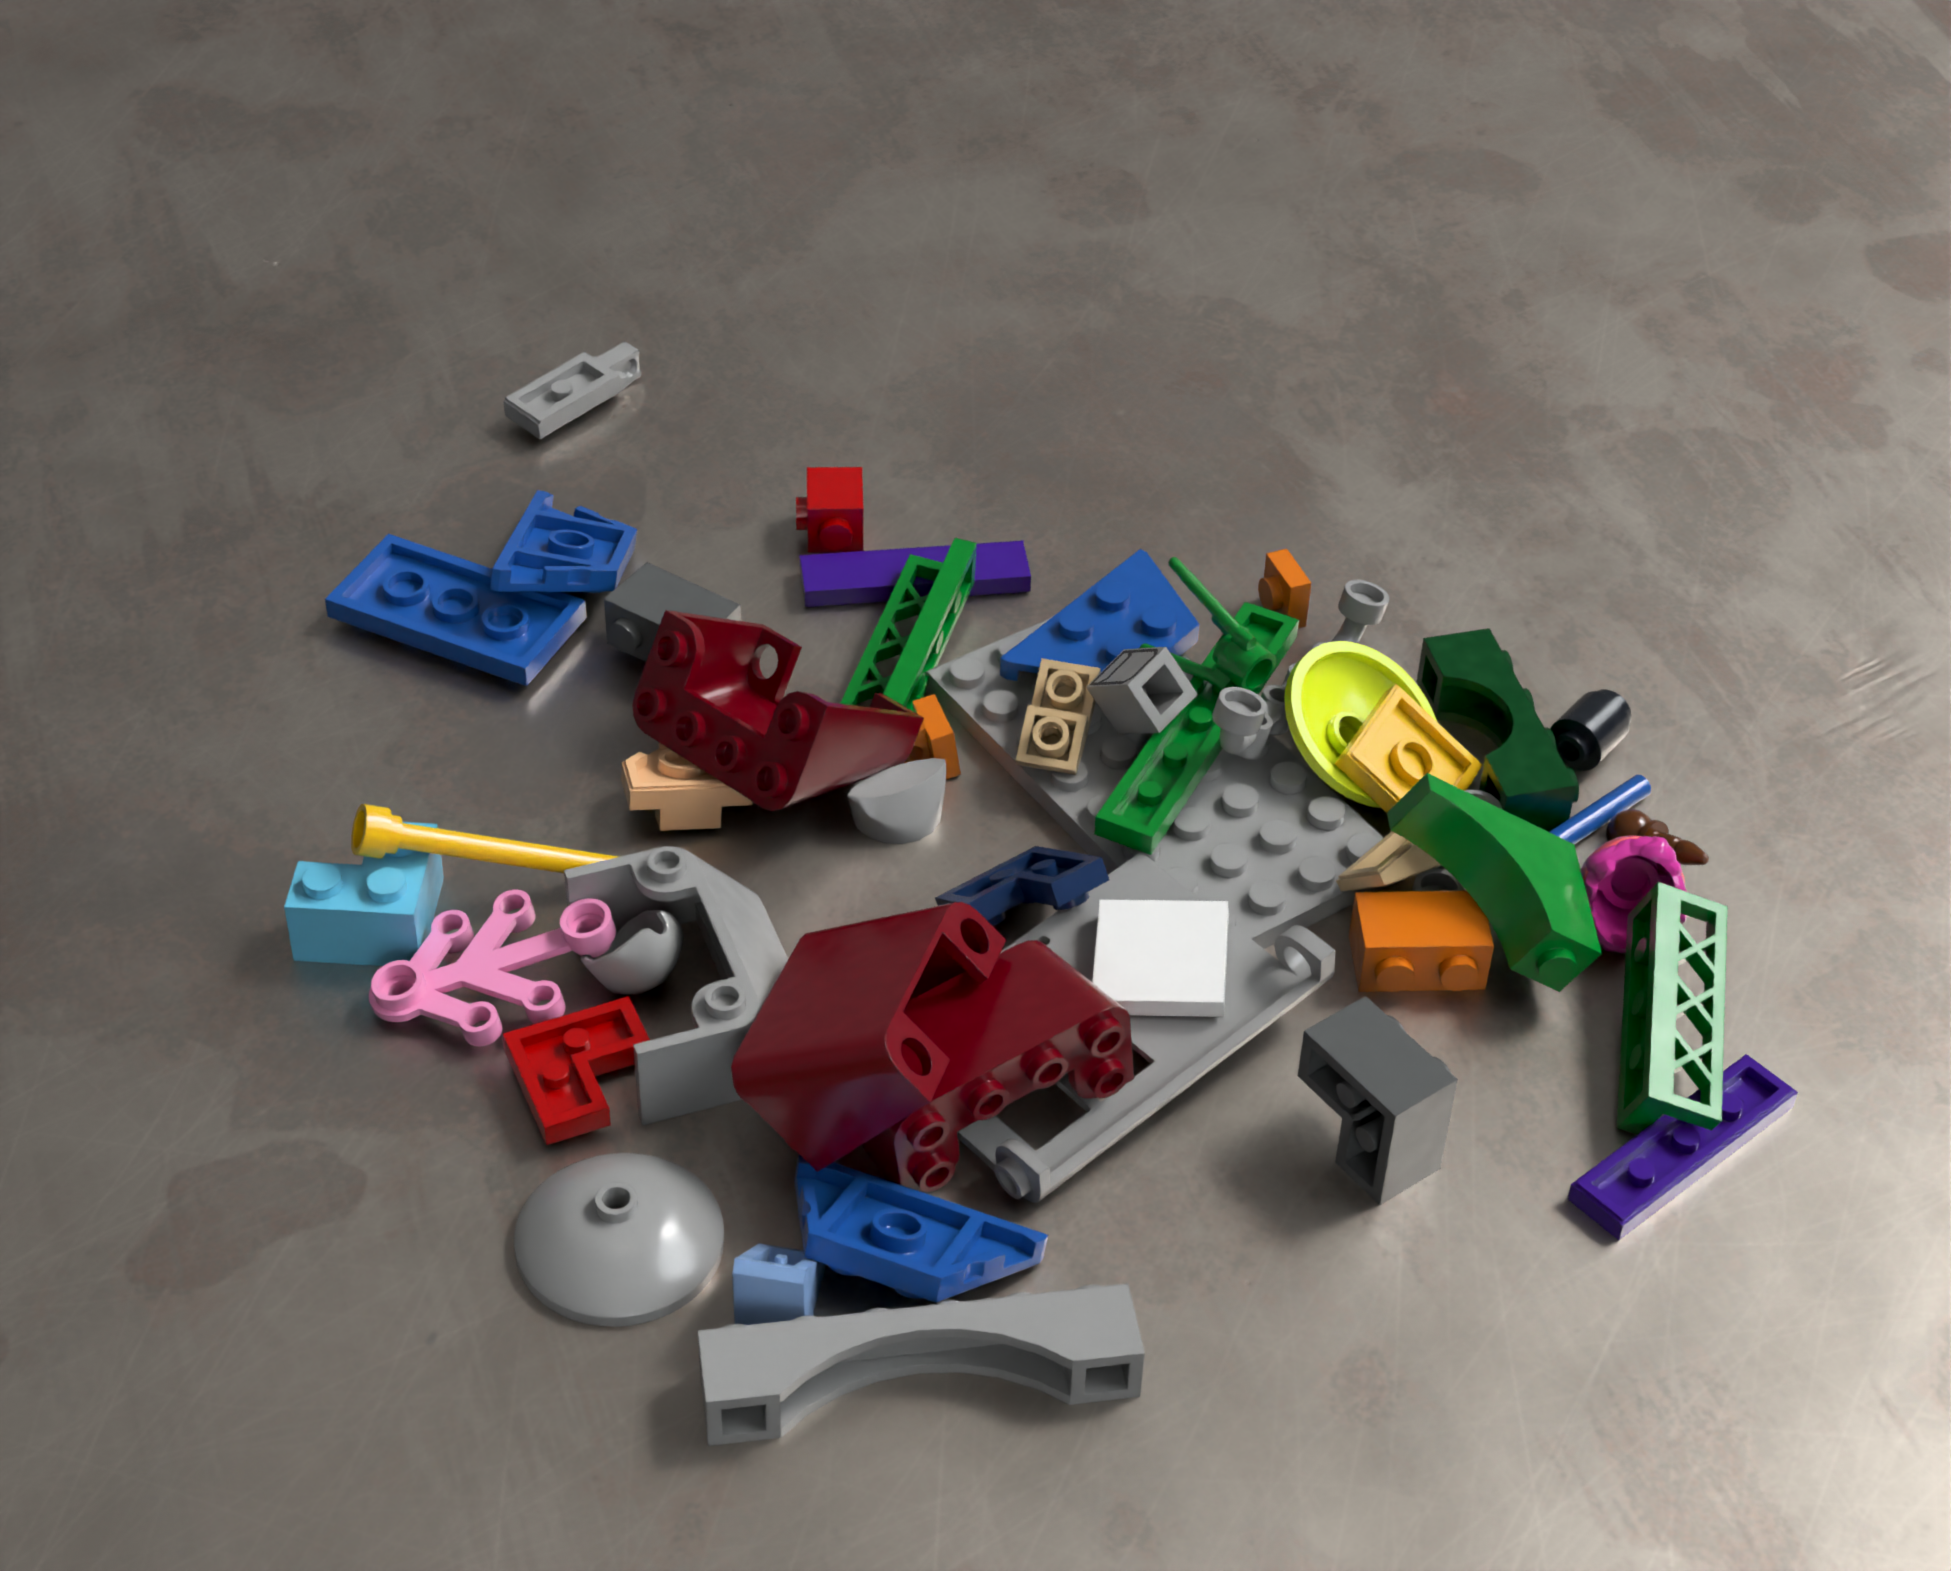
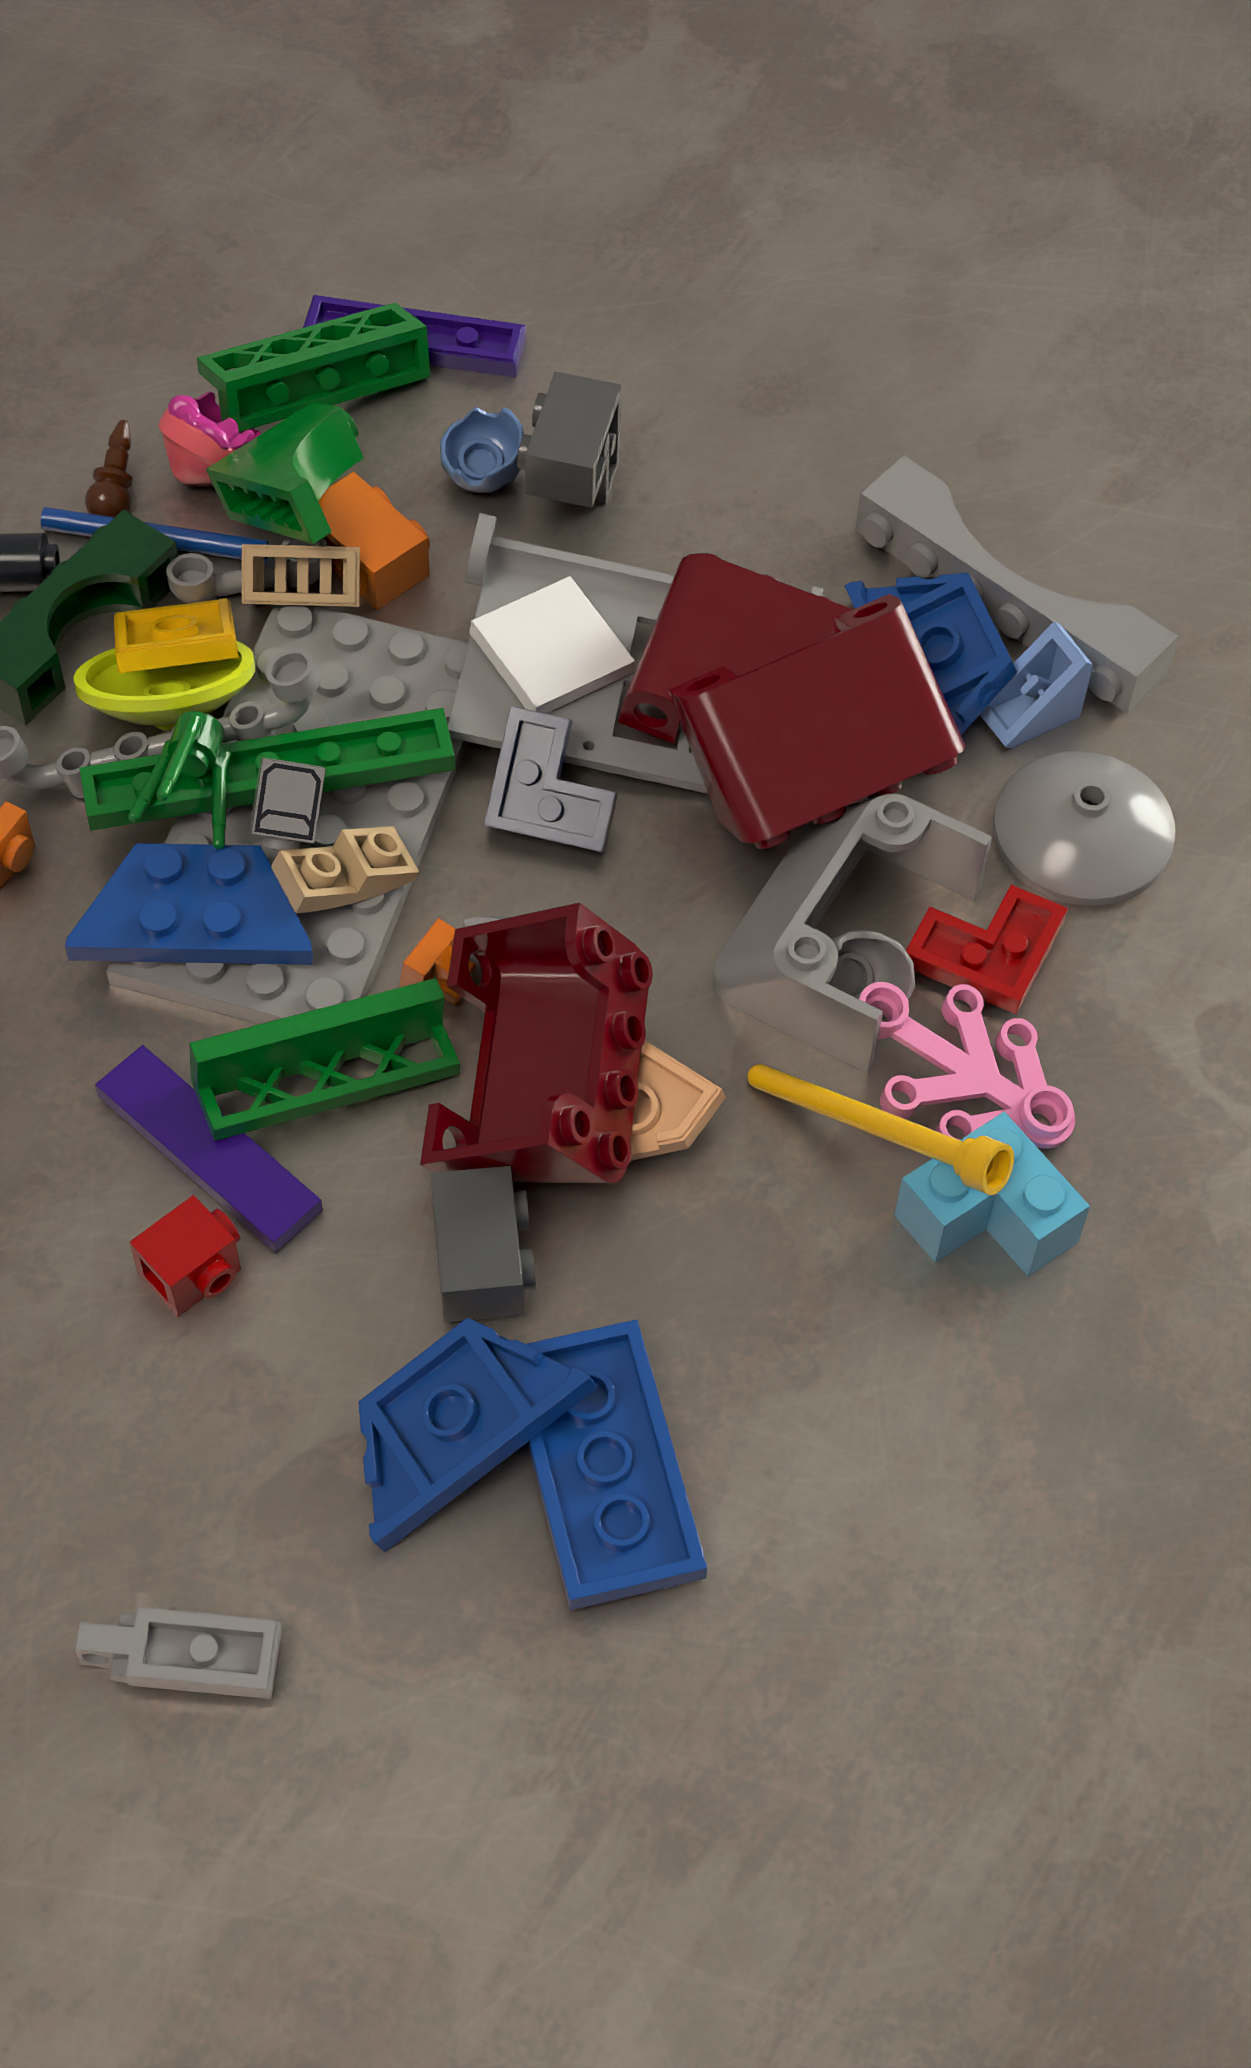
camera: 130 degrees left, 15 degrees up
(1480, 1071) = (482, 450): none -> medium blue hair

